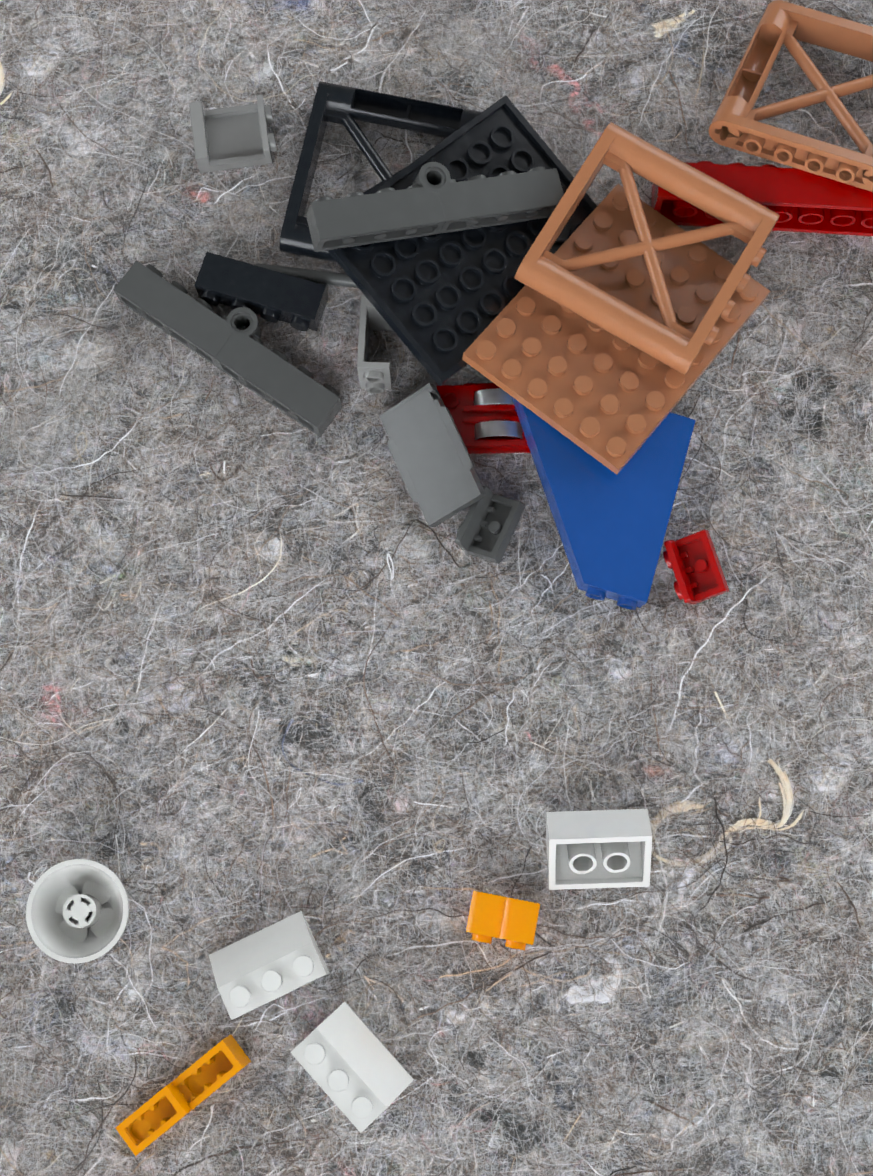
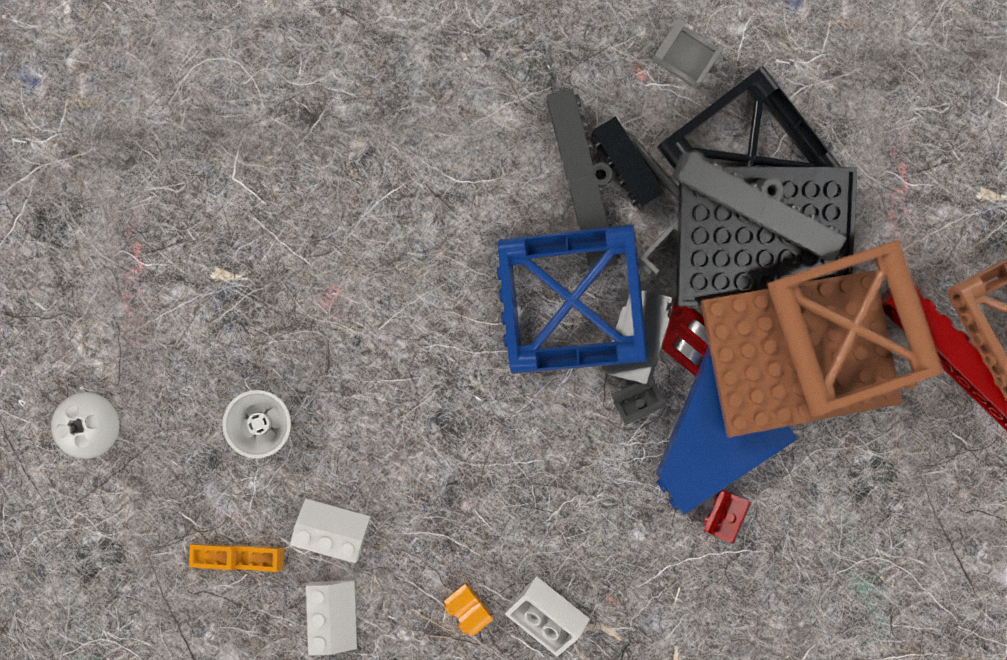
camera: 35 degrees right, 10 degrees up
(224, 473) = (521, 251): none -> blue piece

